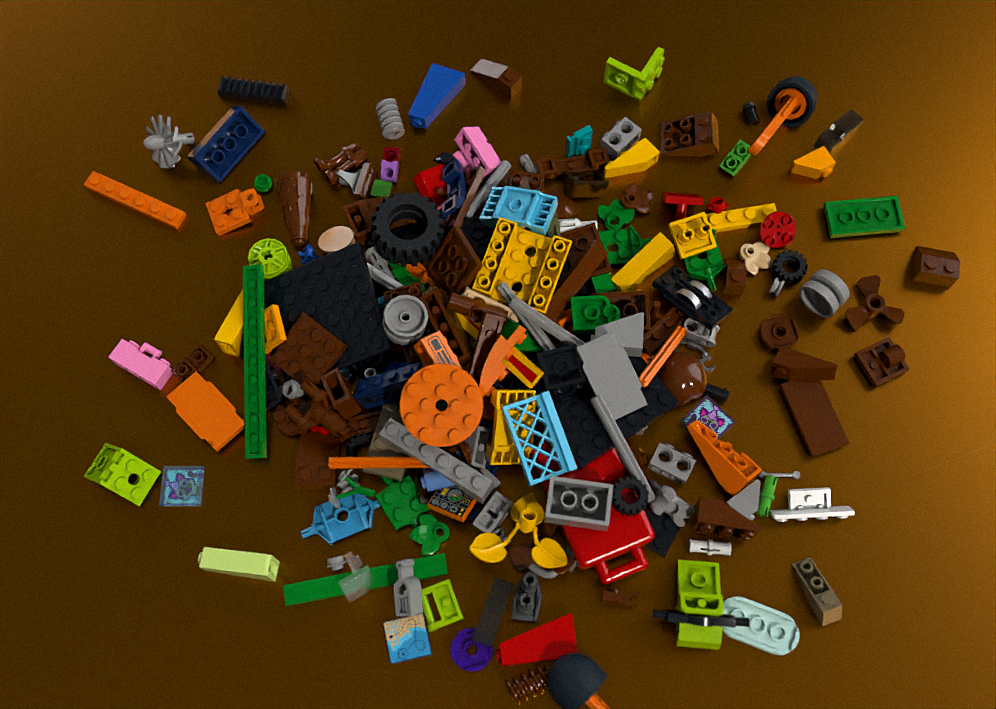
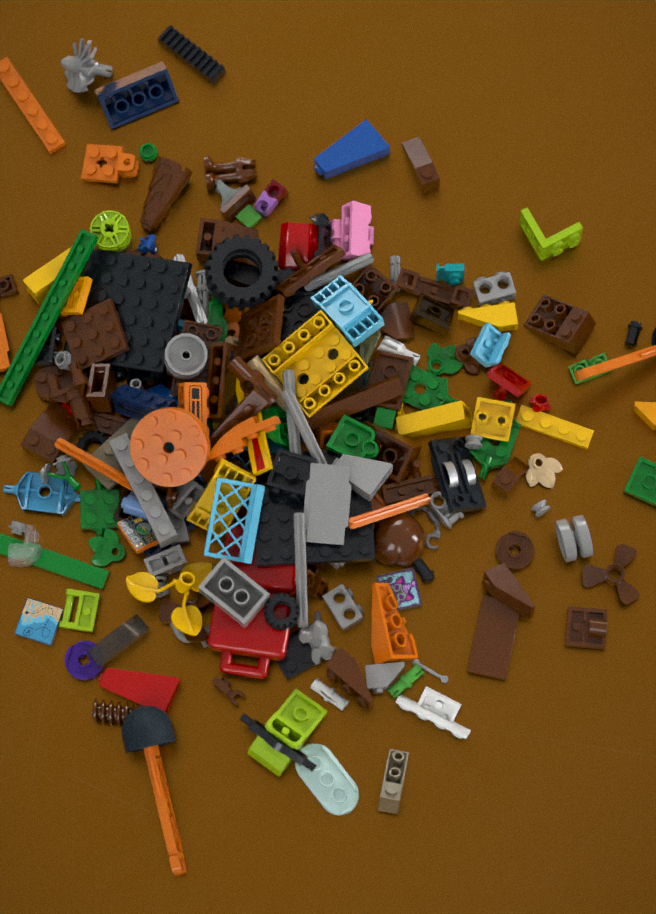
camera: 35 degrees right, 5 degrees up
(336, 239) = (179, 244): light nougat tile -> none
(389, 119) = (294, 152): light grey piece -> none
(407, 590) = (60, 582): light grey piece -> none
(456, 187) = (314, 245): dark blue slope -> none
(527, 598) = (153, 646): dark grey connector -> none
(649, 181) = (490, 345): none -> medium azure bracket
(688, 262) = (473, 442): none -> light grey bush
(786, 229) = (585, 459): red plate -> none
(793, 258) = (572, 488): black tyre -> none

